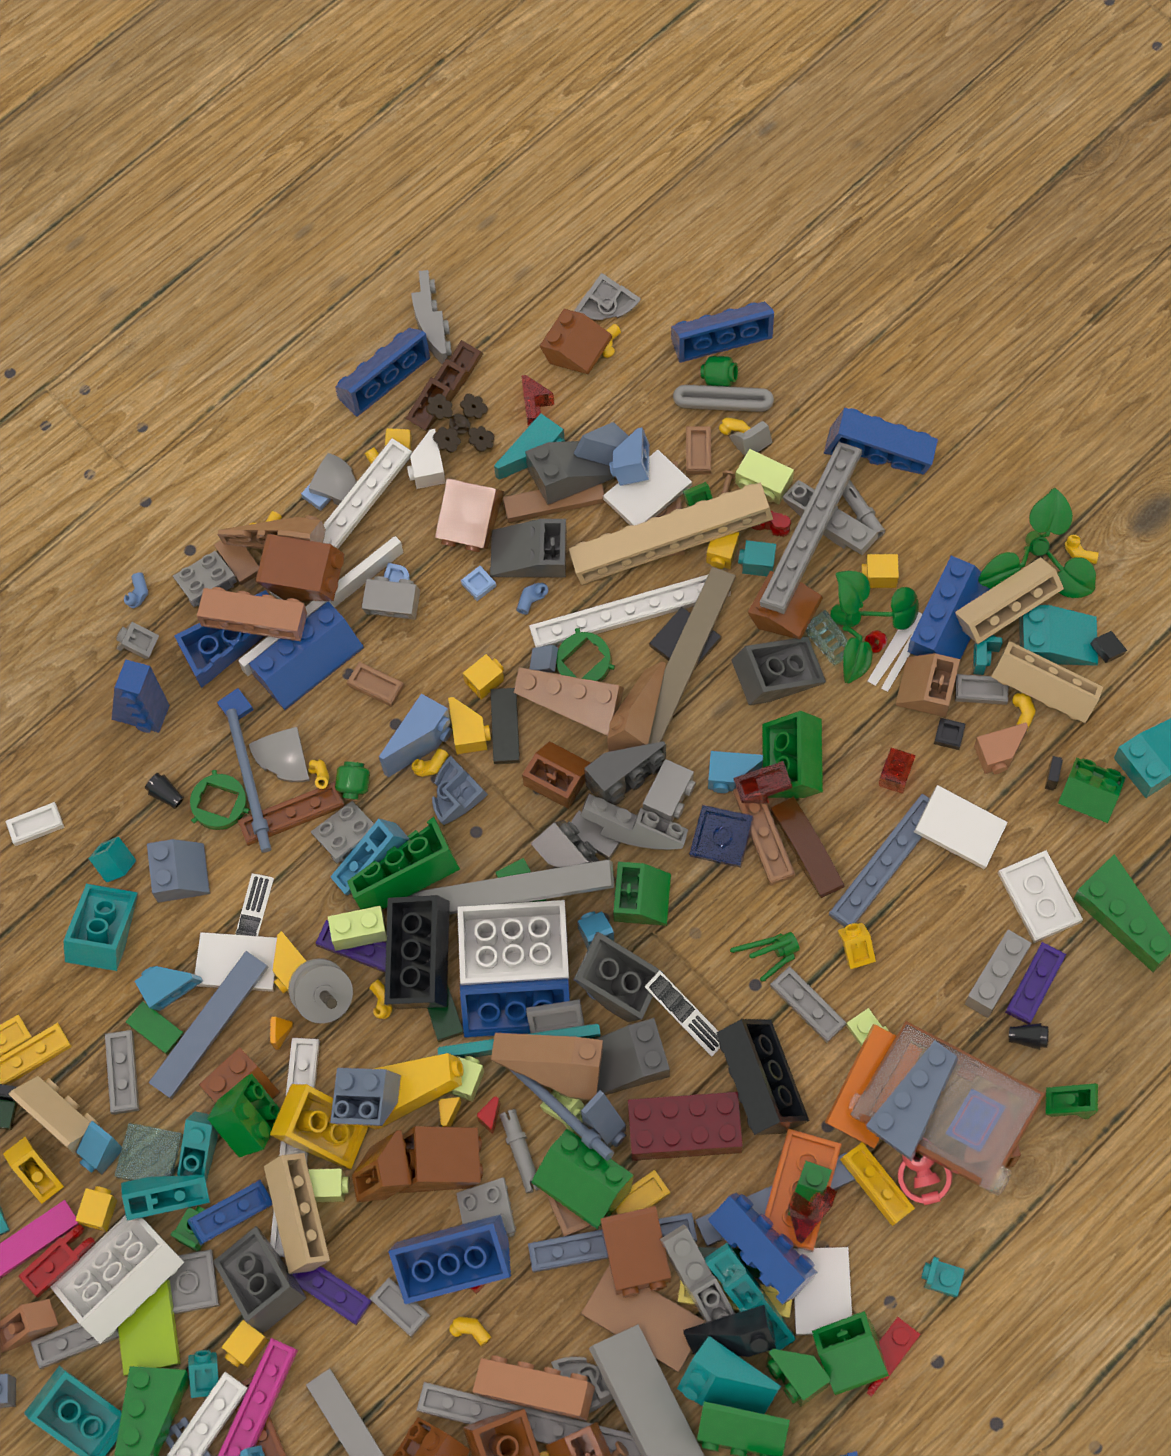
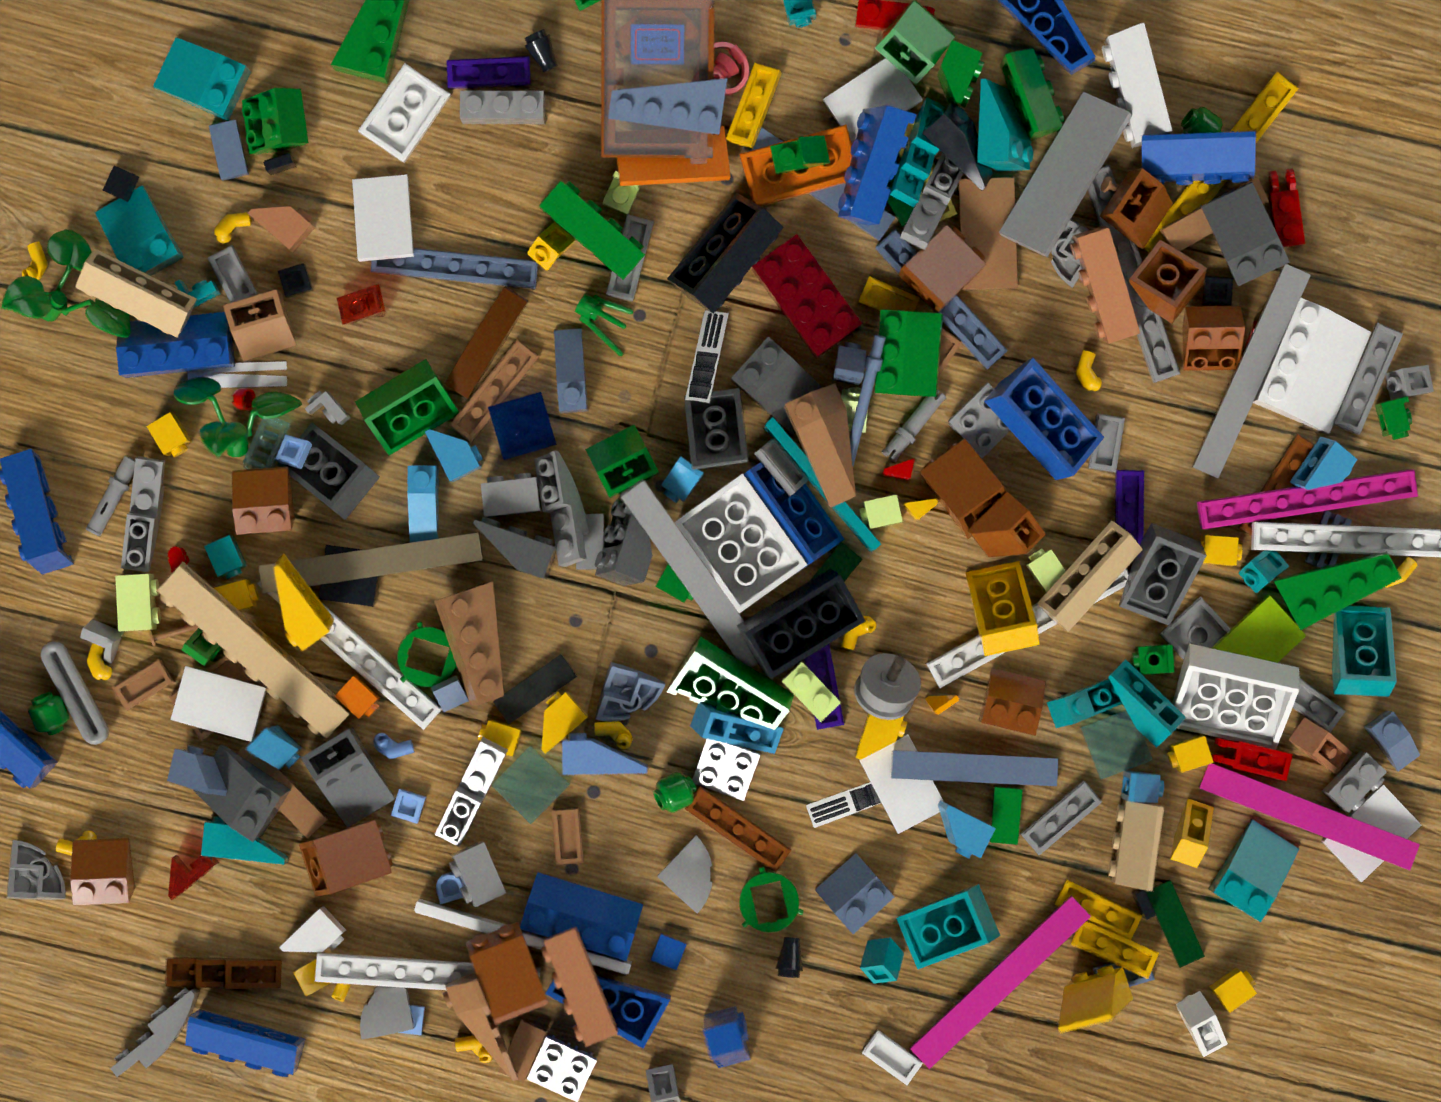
camera: 125 degrees left, 20 degrees up
(30, 942) = (1000, 982): none -> dark pink tile
(230, 1212) = (1122, 636): blue tile -> none
(245, 1116) = (1036, 676): green slope -> none
(259, 824) = (769, 846): sand blue bar -> none
(319, 767) = (686, 823): yellow arm -> none
(364, 1096) = (960, 580): sand blue slope -> none
(423, 1082) = (926, 558): yellow slope -> none
(434, 677) = (530, 784): none -> clear light blue tile
(456, 630) = (471, 792): none -> slope
(459, 423) = (256, 929): dark brown plant -> none
(556, 774) = (552, 608): dark orange slope -> none
(585, 591) = (358, 698): none -> orange brick
(586, 507) = (275, 747): none -> dark azure slope
(631, 459) = (199, 735): medium blue slope -> none
(635, 716) = (454, 570): medium nougat wedge -> none
(684, 581) = (302, 611): none -> yellow slope
(708, 725) = (423, 502): none -> dark azure slope
(741, 899) = (570, 371): none -> sand blue slope
(759, 784) = (454, 413): clear red slope -> none
(807, 1214) = (825, 138): clear red slope -> none
(810, 528) = (169, 520): light grey tile -> none
(810, 652) = (293, 451): none -> light blue tile
(828, 701) = (332, 410): none -> light grey bracket
(850, 980) = (592, 230): none -> green wedge
(1047, 682) = (194, 216): tan brick -> none
(1089, 743) = (228, 150): none -> sand blue tile

